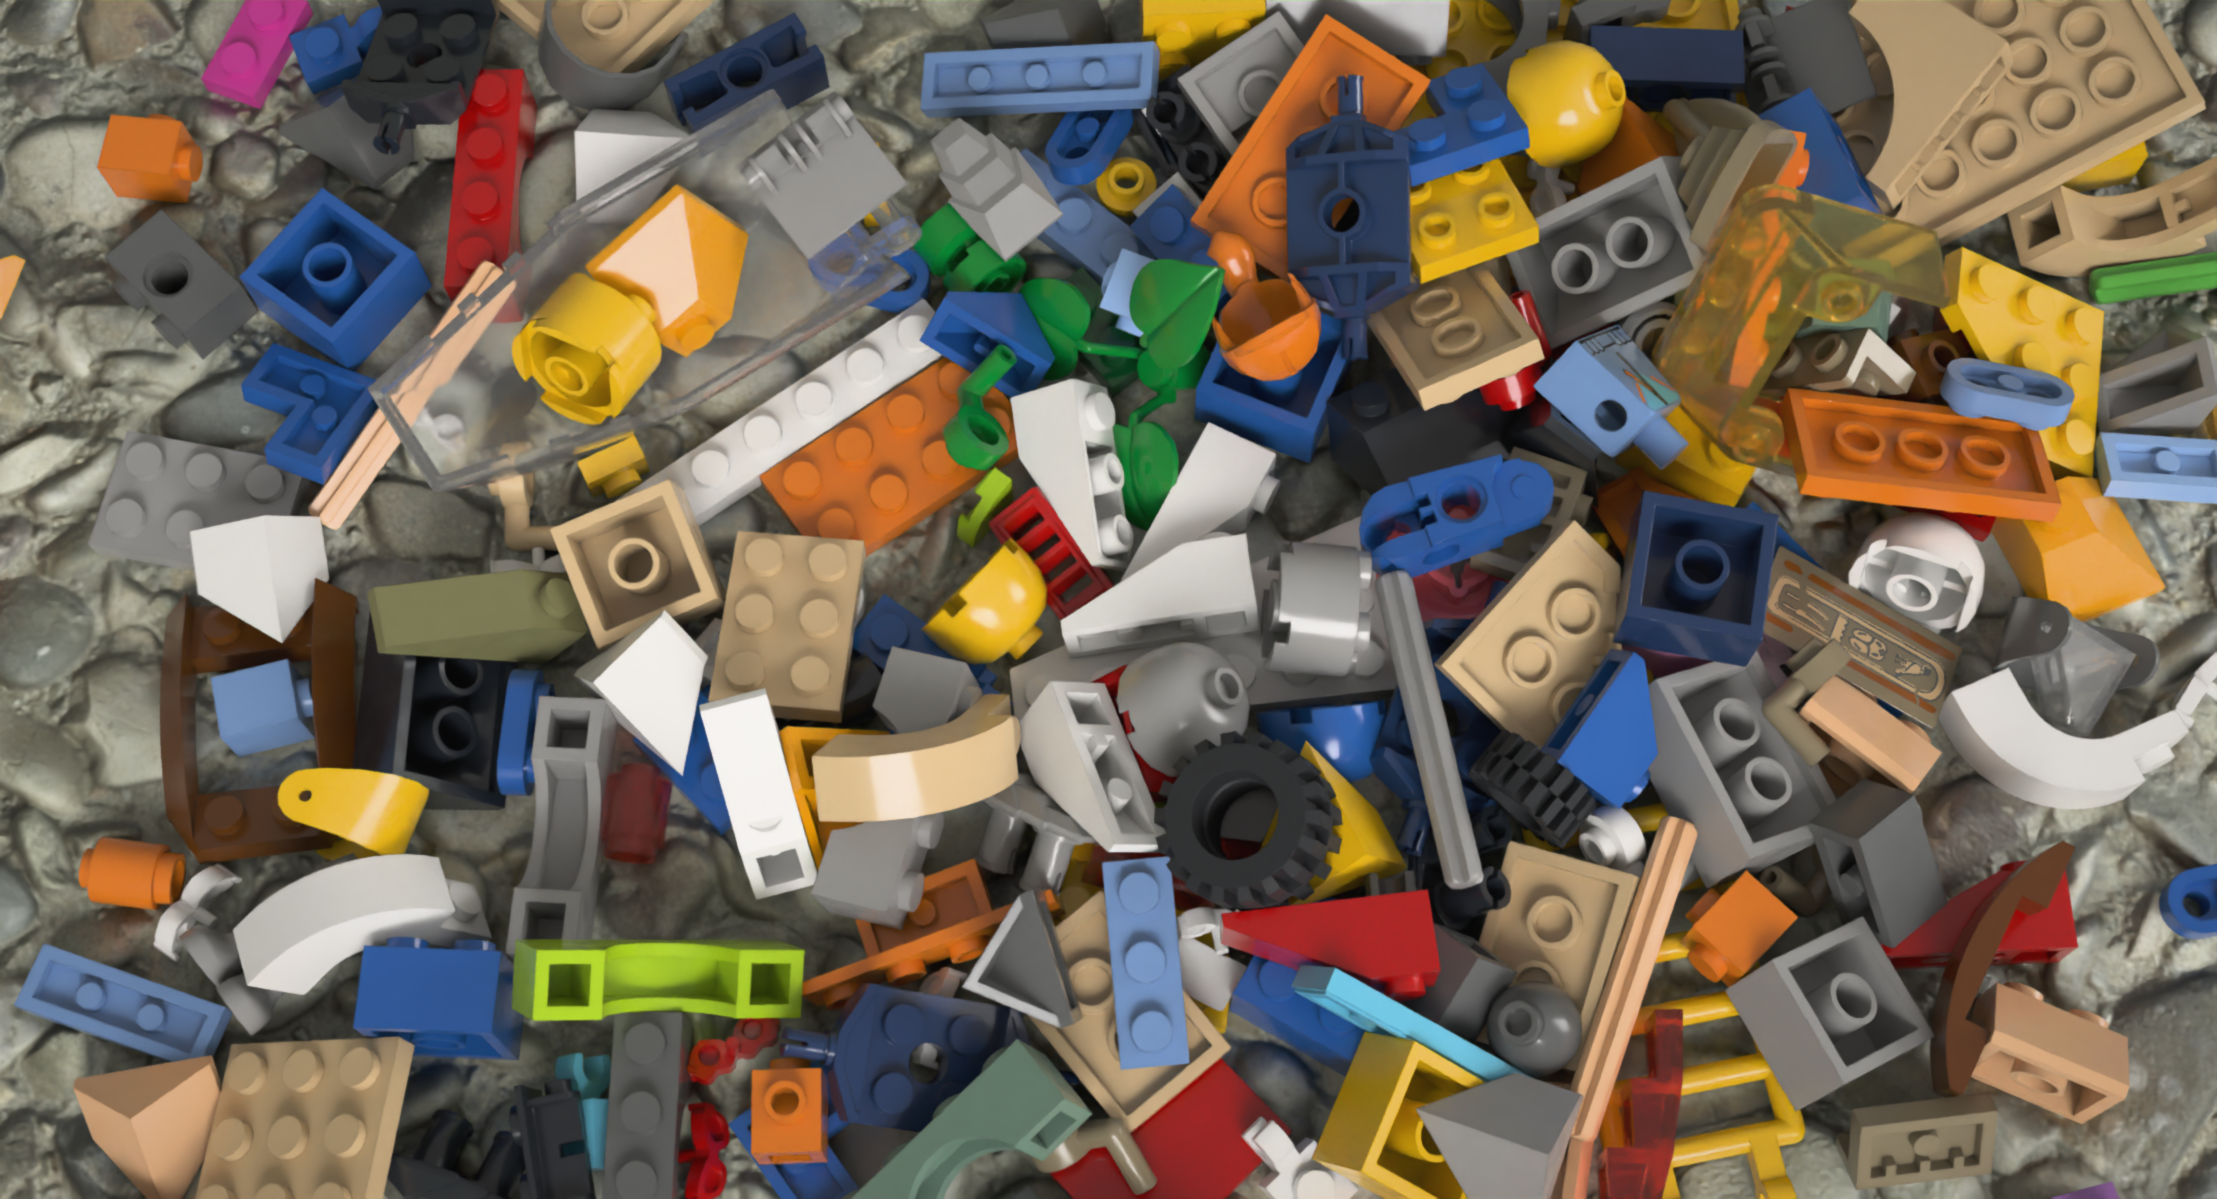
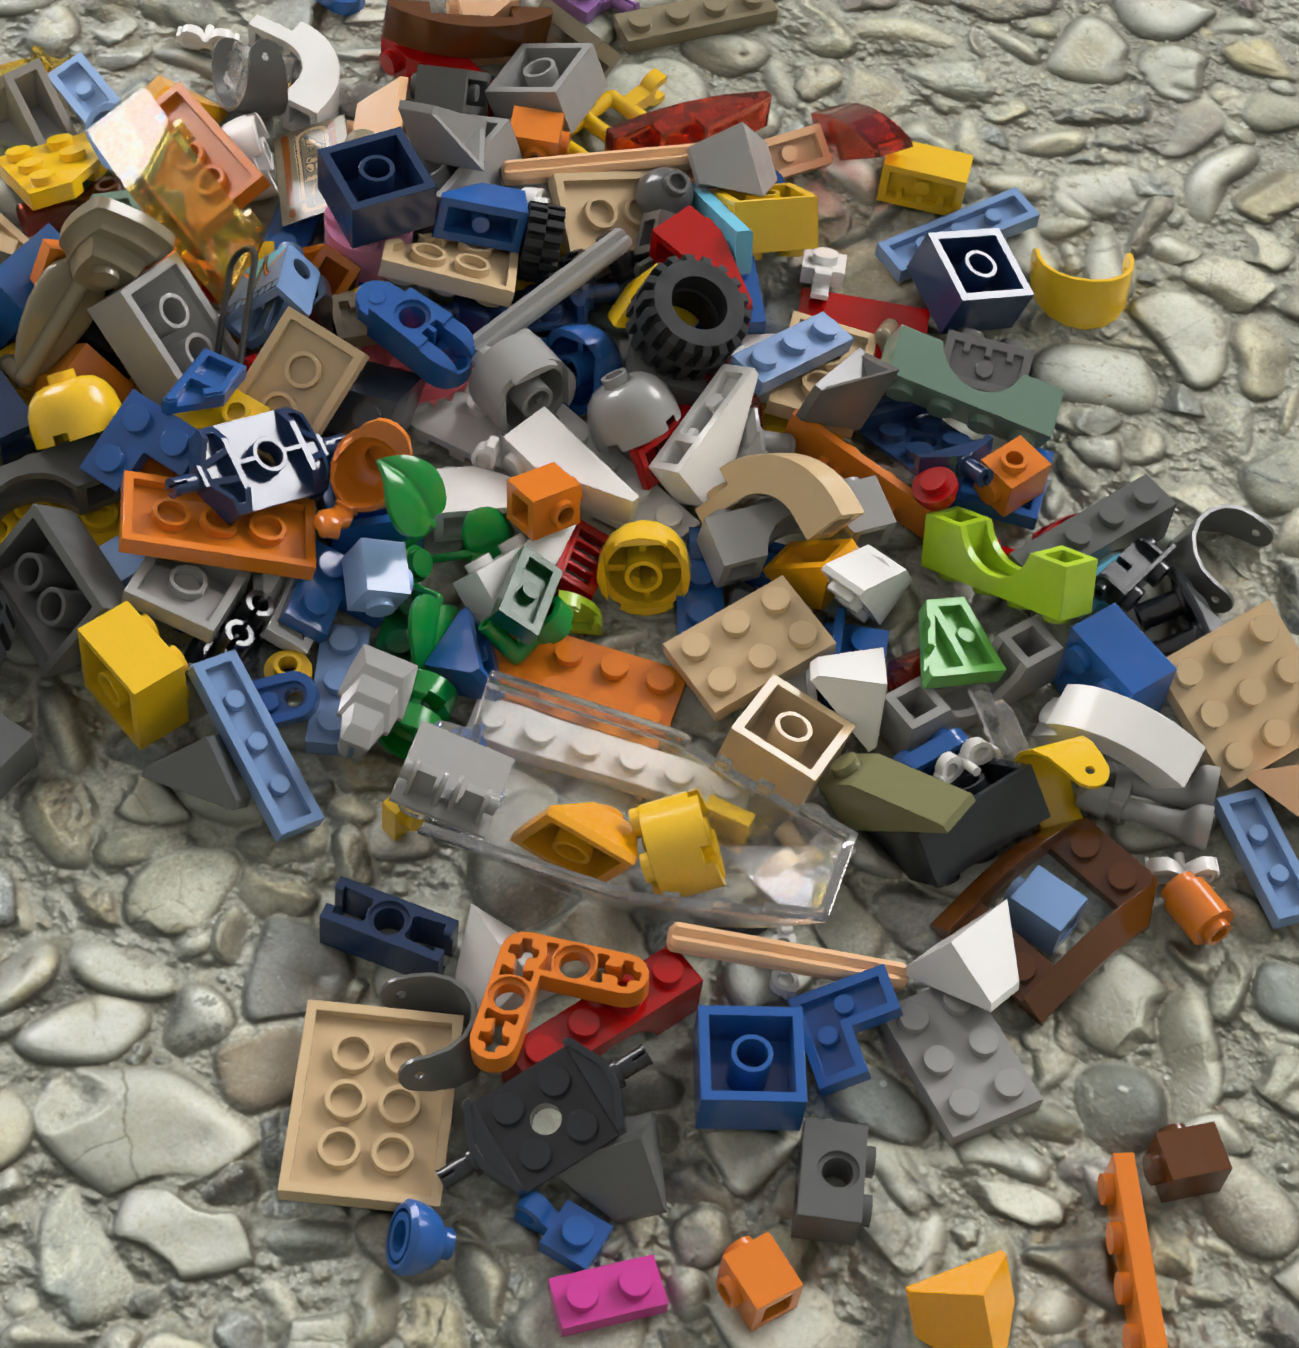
camera: 135 degrees left, 15 degrees down
(487, 739) = (972, 754): none -> white piece
(487, 820) = (998, 722): none -> clear tile
(553, 134) = (544, 974): none -> orange beam
(606, 830) = (955, 646): none -> bright green wing
(825, 981) = (935, 488): none -> red plate
(1007, 411) = (526, 595): none -> plate
(1116, 510) = (543, 501): none -> orange brick
(1252, 523) = (486, 453): none -> white piece
(1487, 203) = (204, 384): none -> blue tile
(1683, 366) = (248, 303): none -> black piece
(1762, 755) = (444, 135): none -> light grey slope

